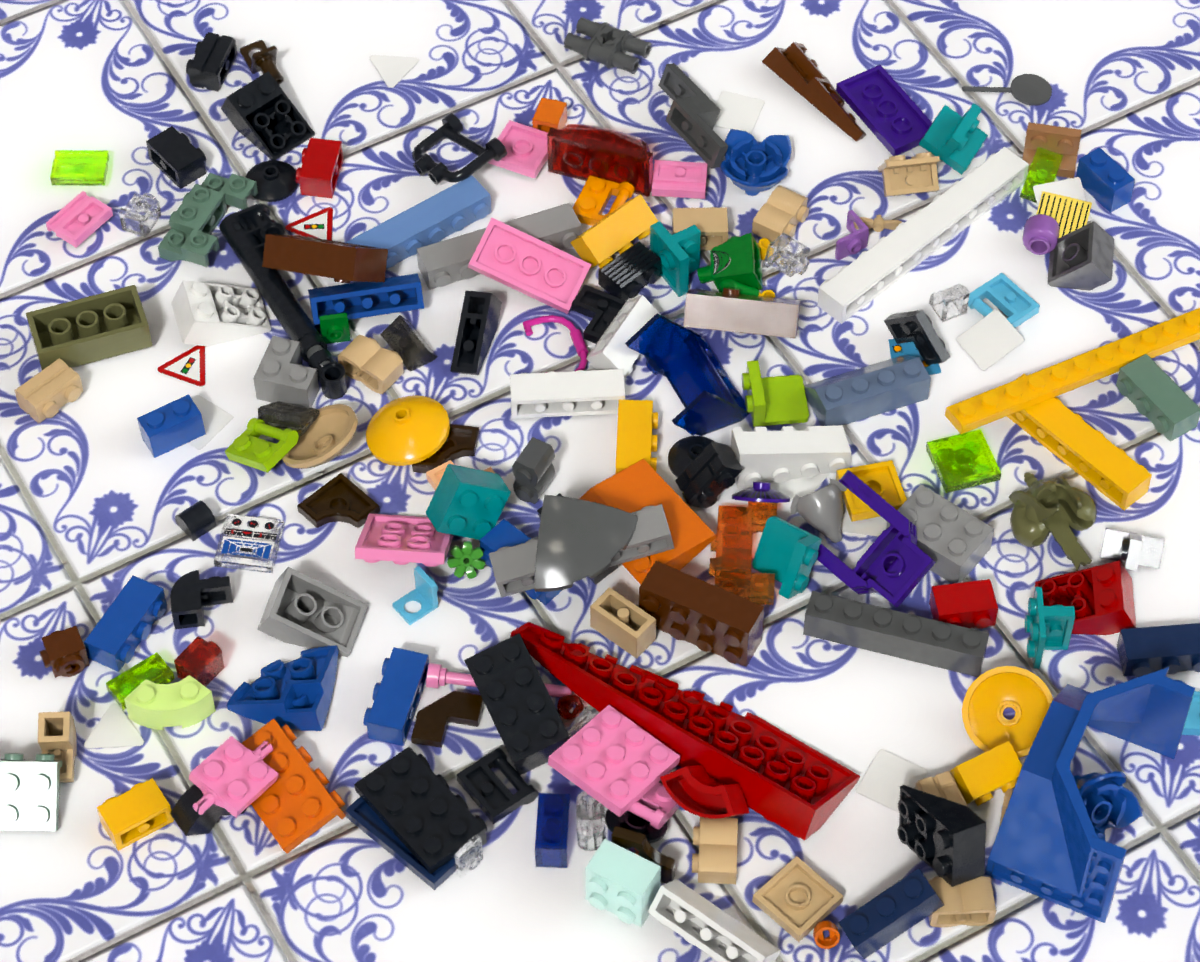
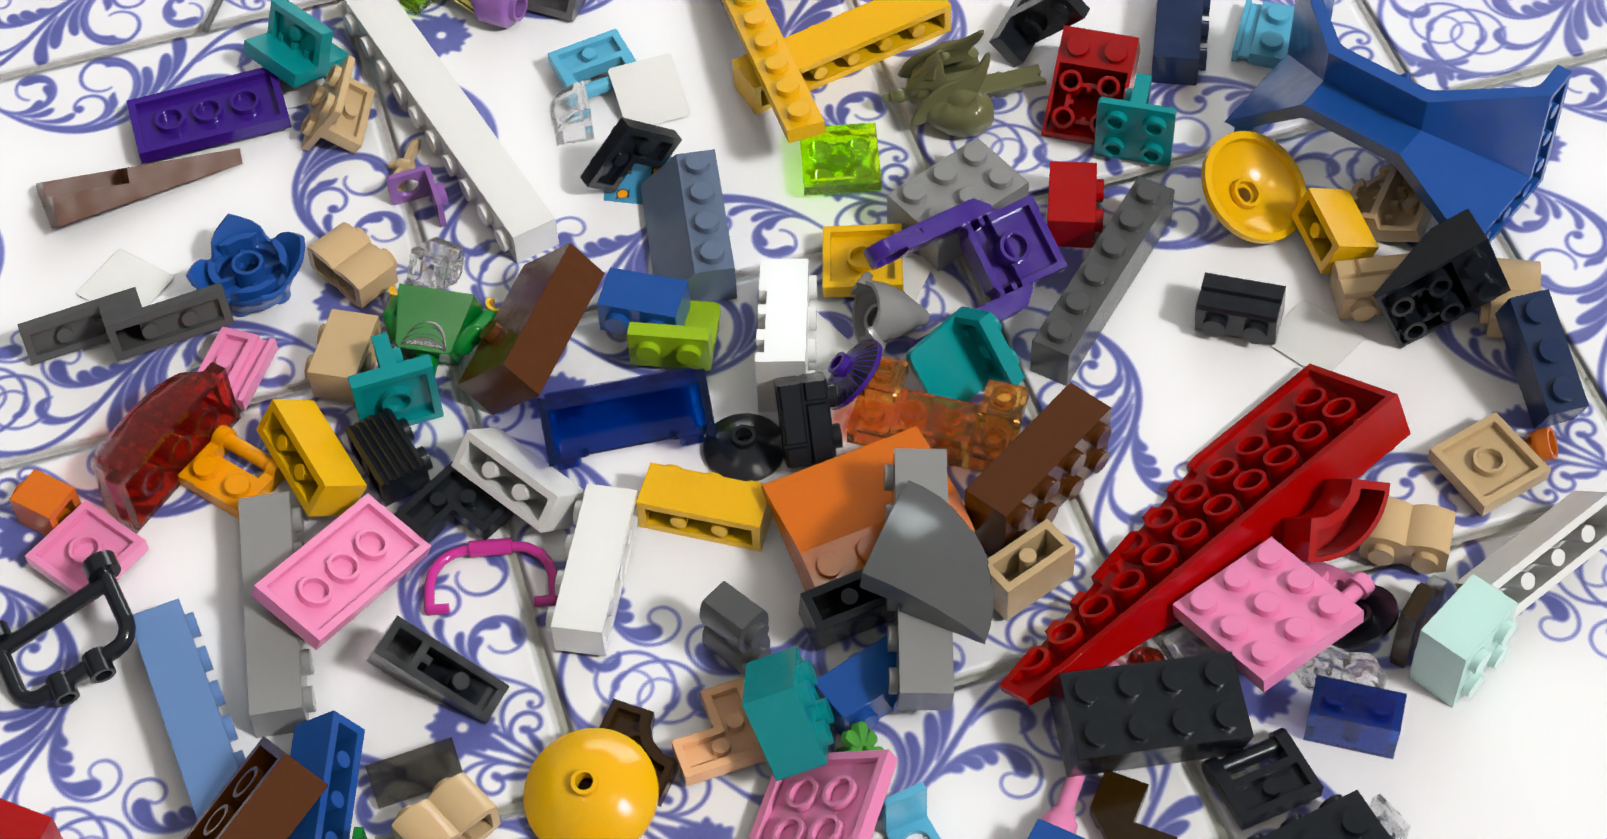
camera: 75 degrees left, 0 degrees up
(784, 370) = (641, 298): none -> blue brick
(894, 723) = (1240, 308): none -> black brick

